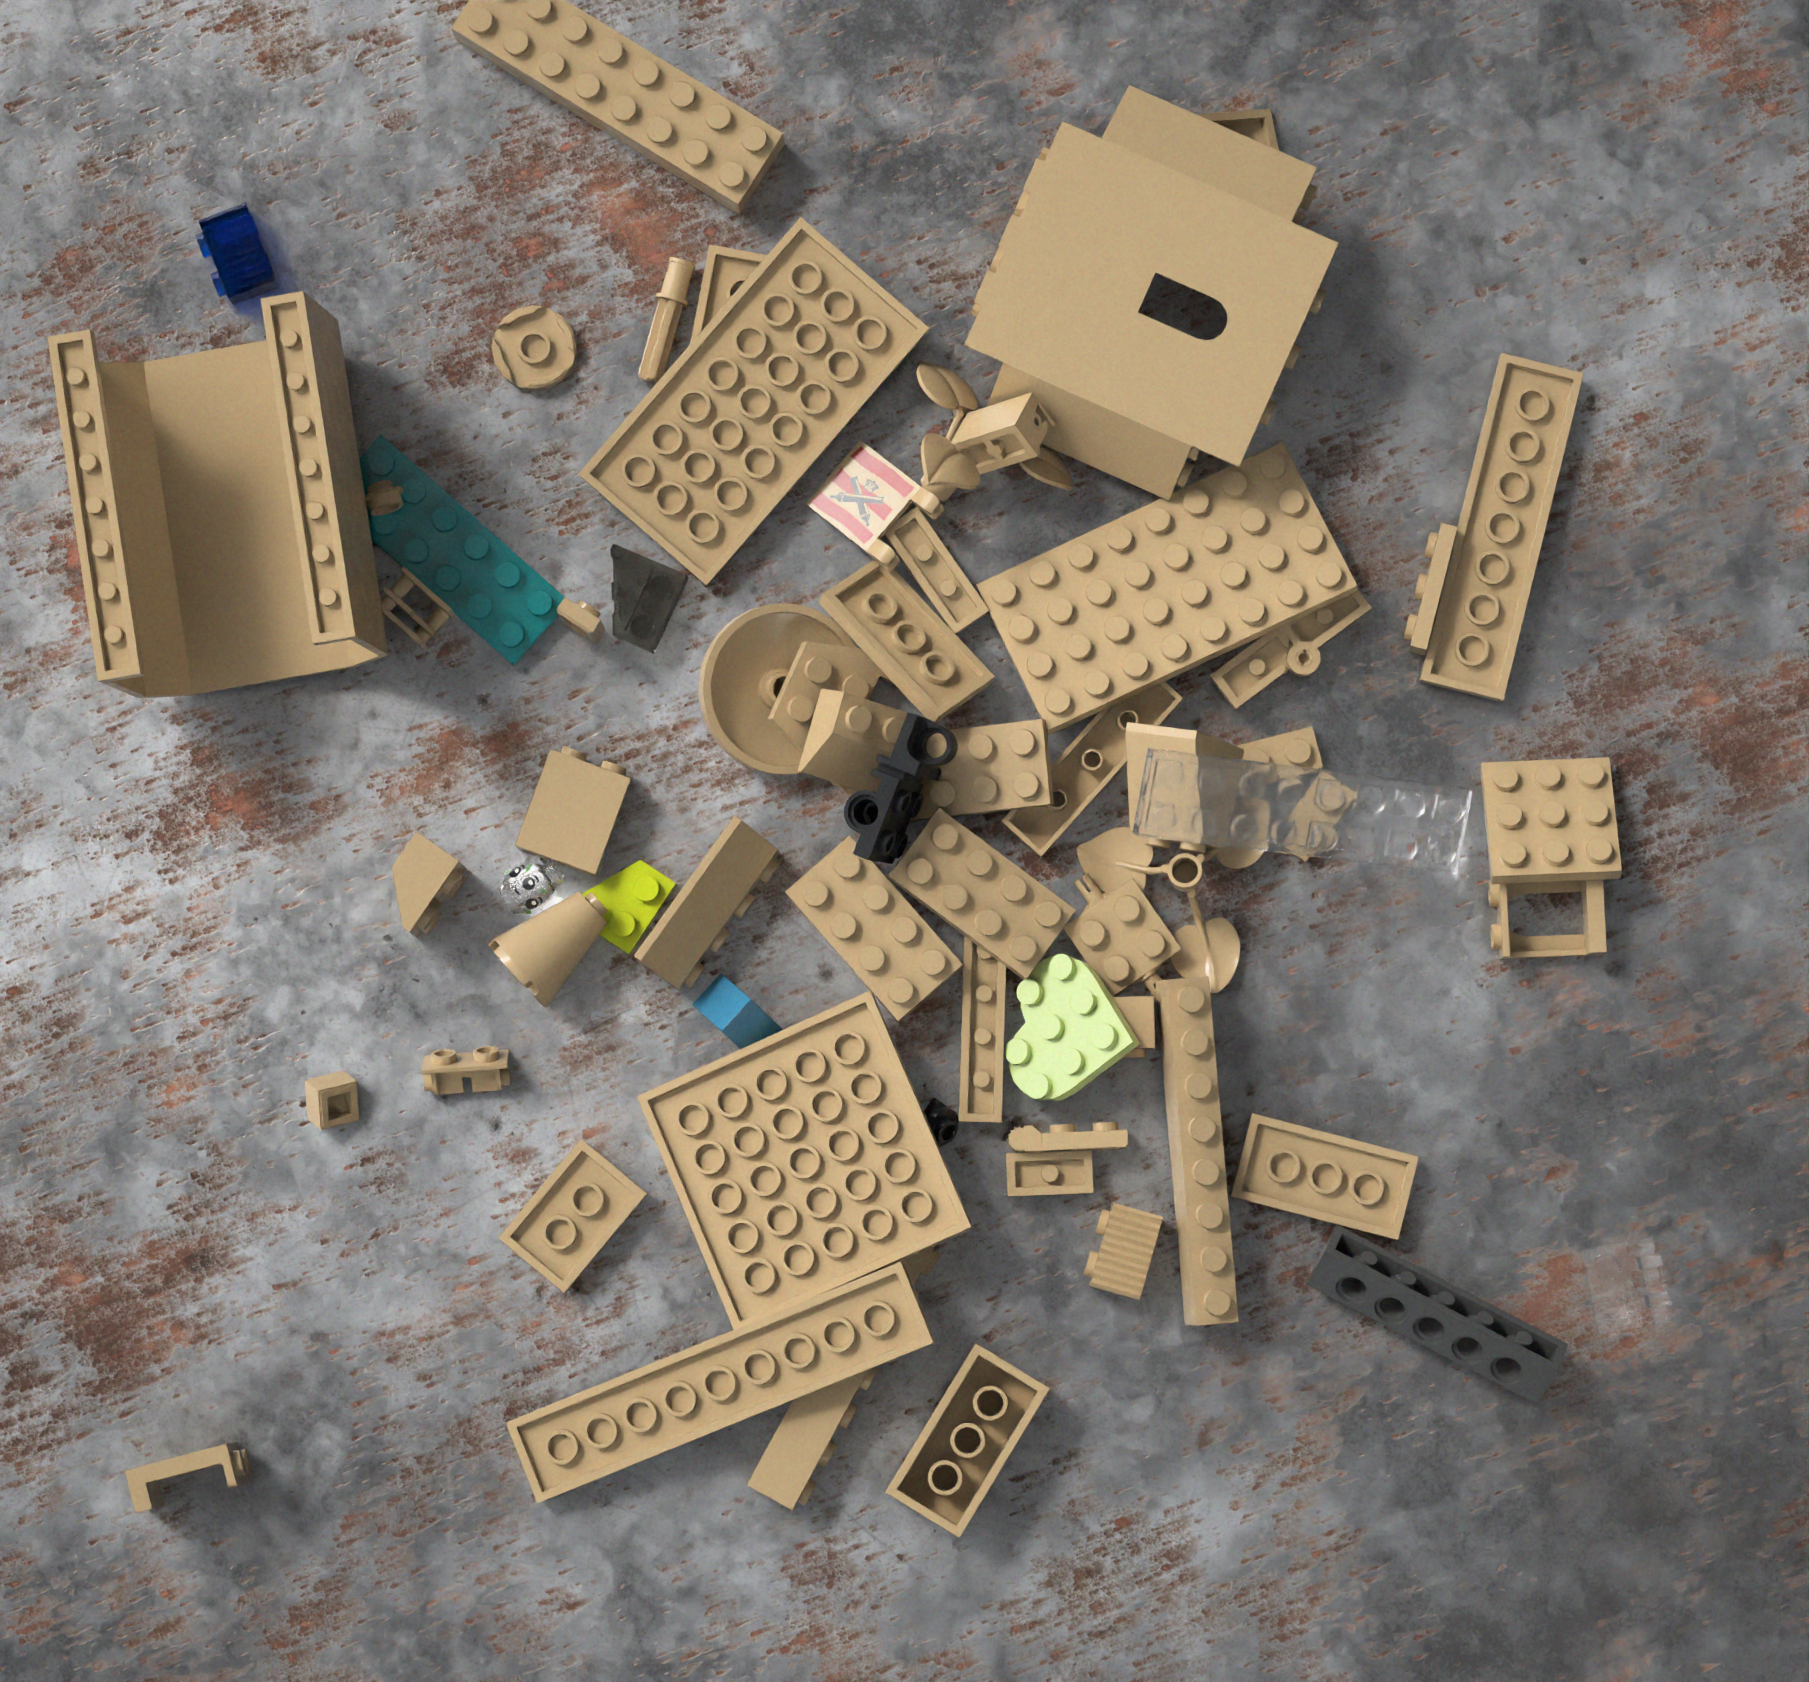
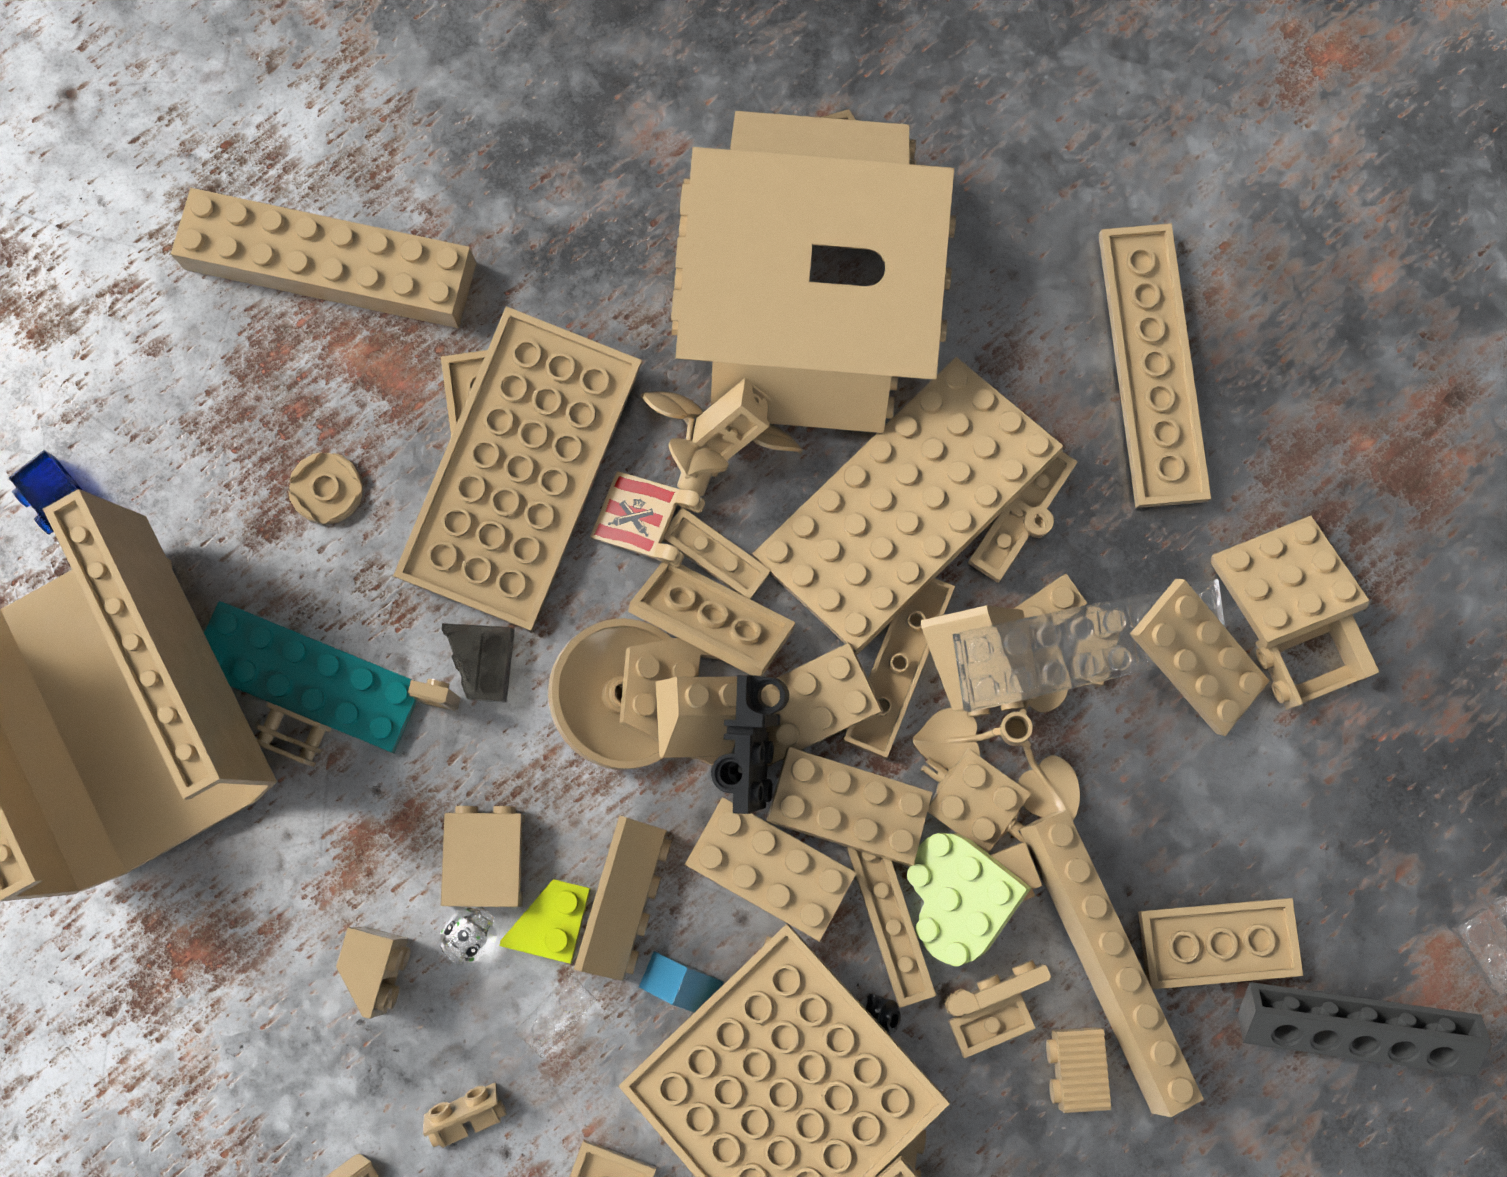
camera: 25 degrees left, 5 degrees down
(383, 498) = (234, 651): tan plate -> none
(551, 944) = (499, 982): tan cone -> none
(666, 319) = (425, 427): tan axle -> none
(1417, 867) = (1200, 657): none -> tan plate
(1430, 588) = (1118, 430): tan plate -> none

